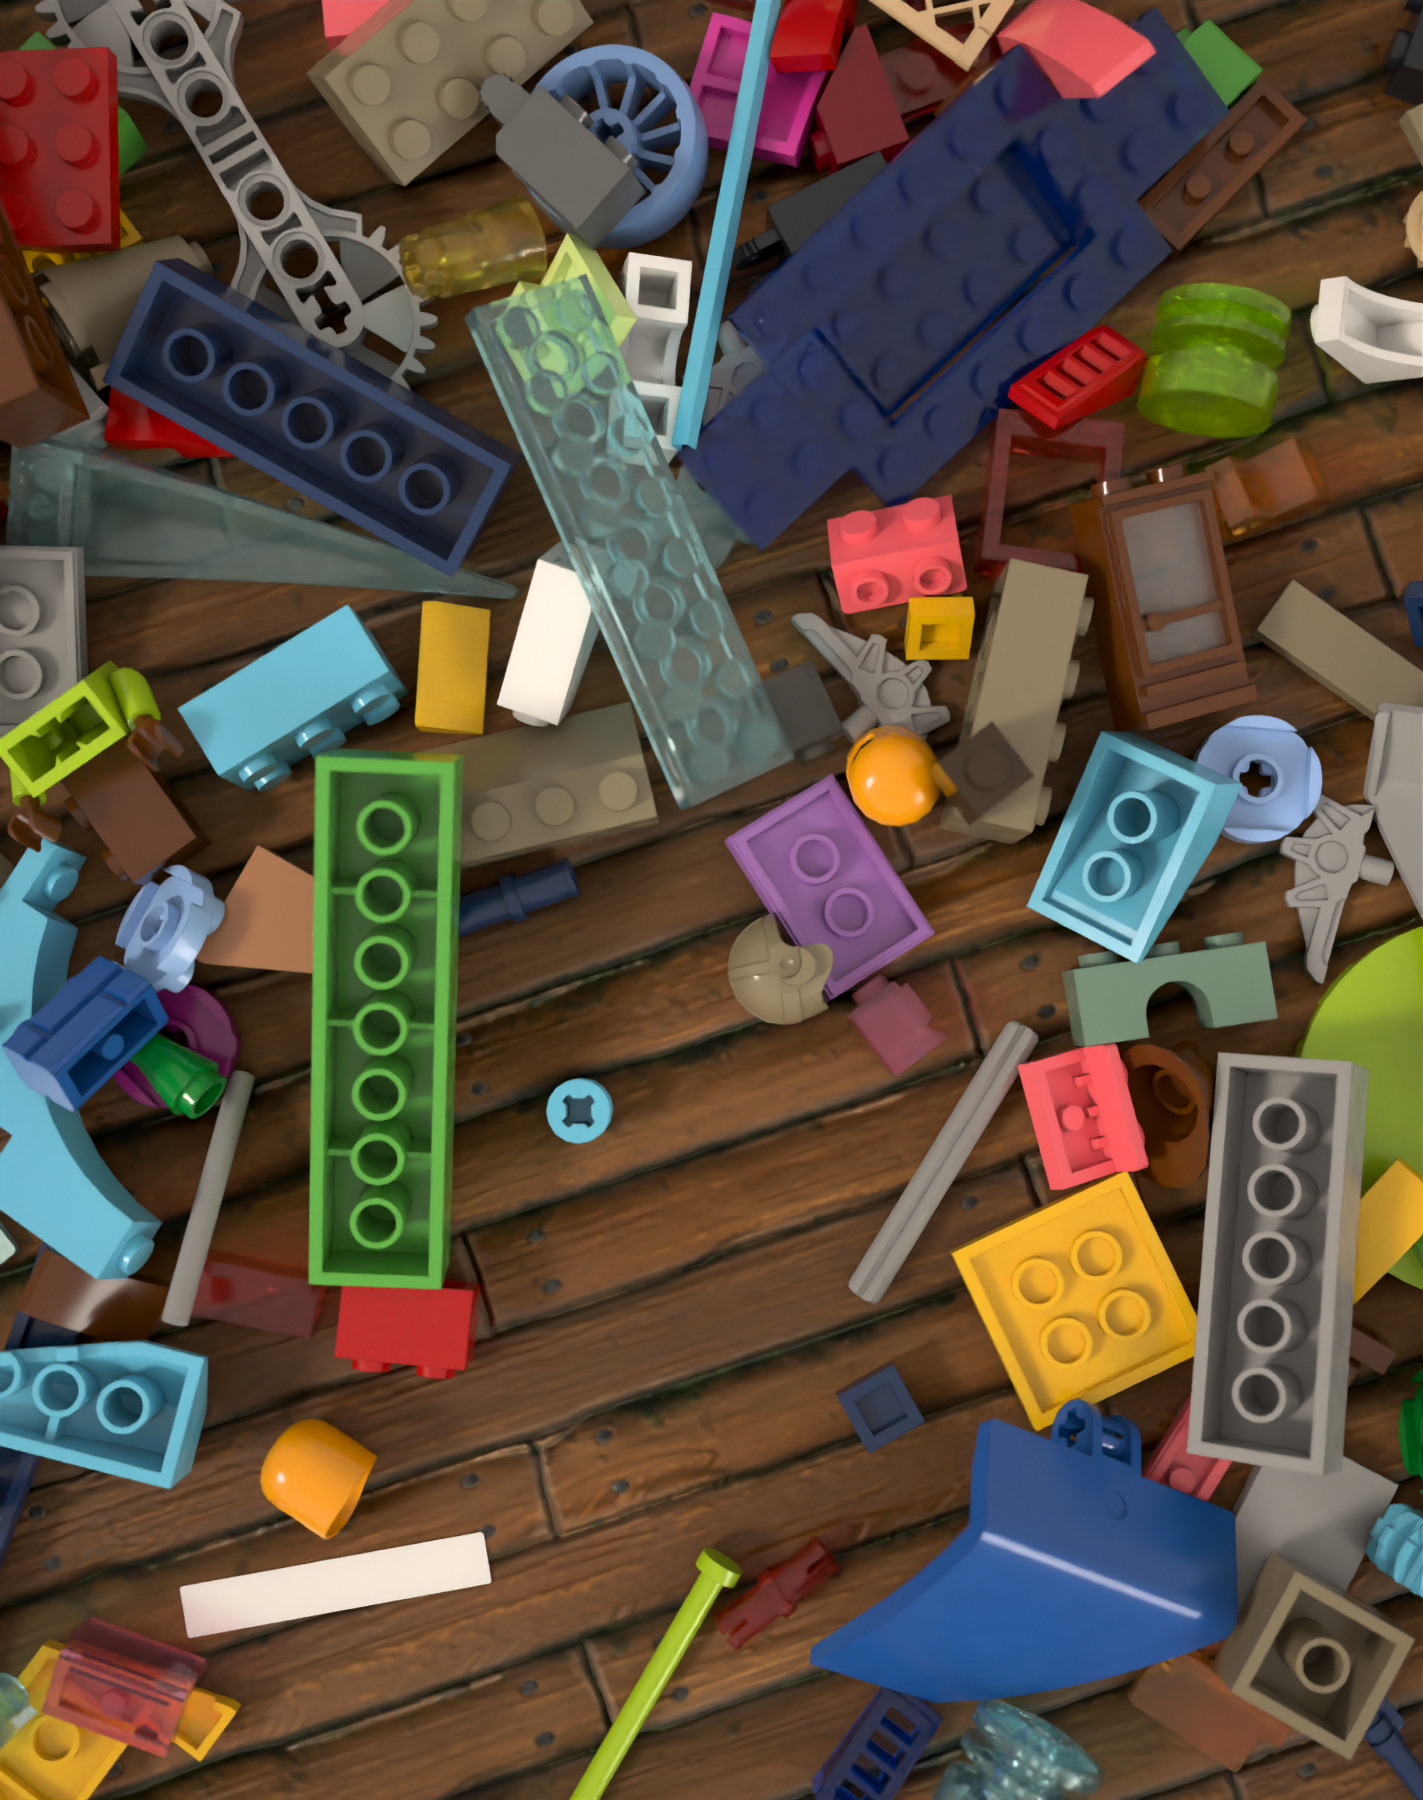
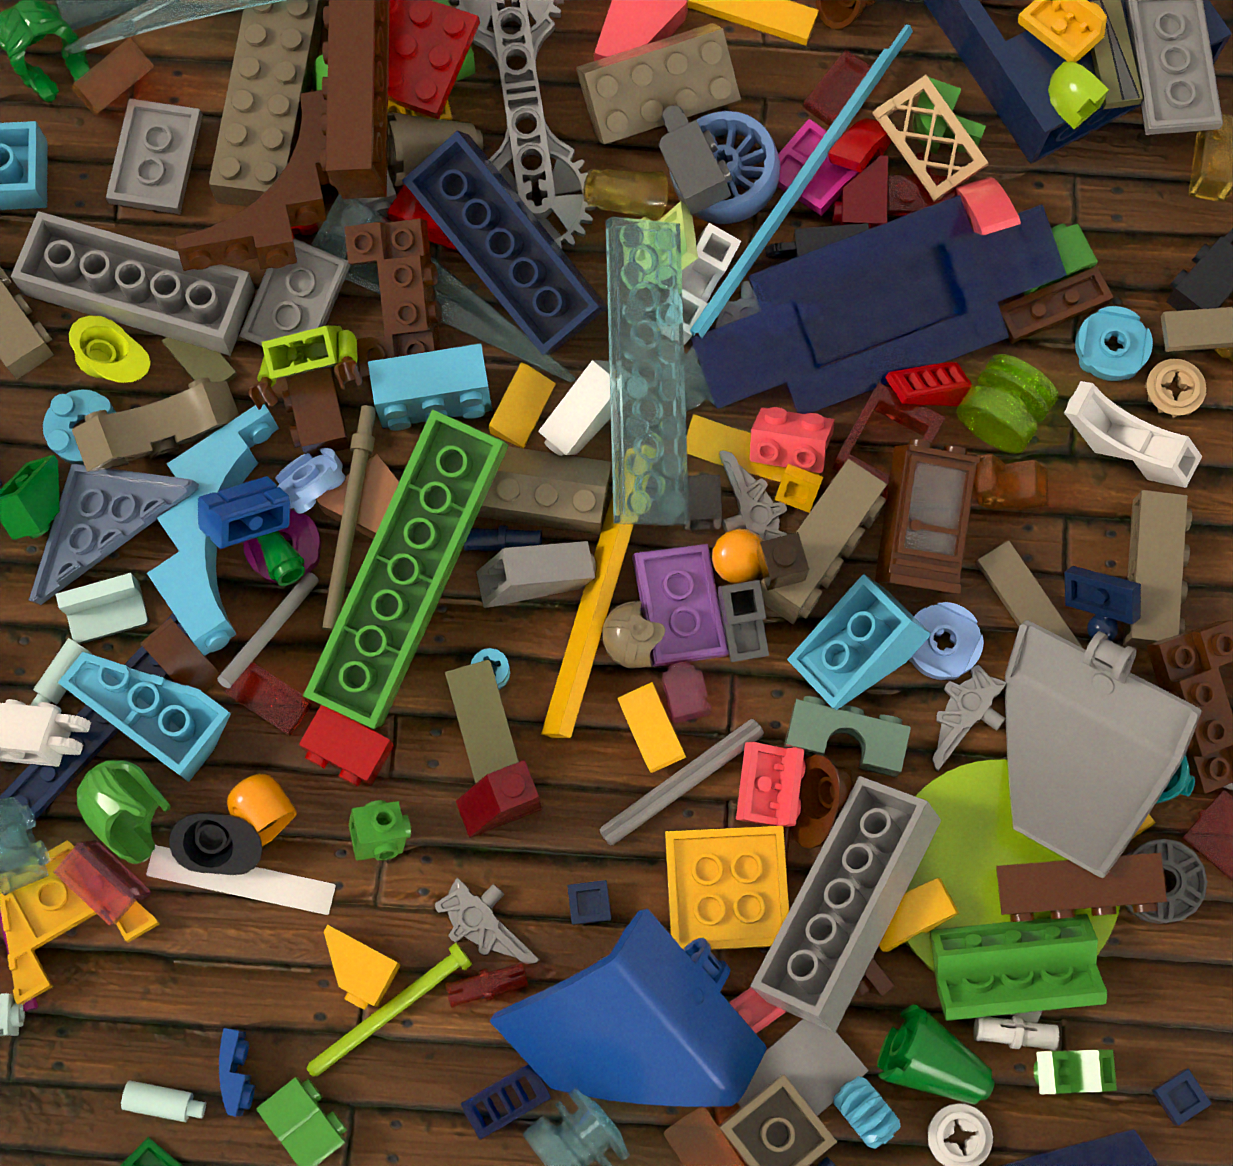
camera: 20 degrees right, 10 degrees down
(102, 1570) = (119, 808): none -> bright green hair
(187, 555) = (405, 287): none -> reddish brown bracket
(229, 843) = (361, 446): none -> dark tan bar
(271, 1560) = (215, 844): none -> black piece
(510, 1457) = (378, 830): none -> bright green brick
(572, 1651) = (359, 969): none -> yellow slope
(587, 929) = (535, 572): none -> light grey slope
(604, 1202) = (481, 718): none -> olive panel
(684, 1314) = (499, 799): none -> dark red slope
(702, 983) = (587, 629): none -> yellow tile
(720, 1501) = (476, 921): none -> light grey piece
(769, 599) = (709, 437): none -> yellow sticker
(864, 1099) = (651, 727): none -> yellow slope
(940, 875) = (743, 620): none -> dark grey brick
(1312, 226) = (1130, 332): none -> medium azure plate

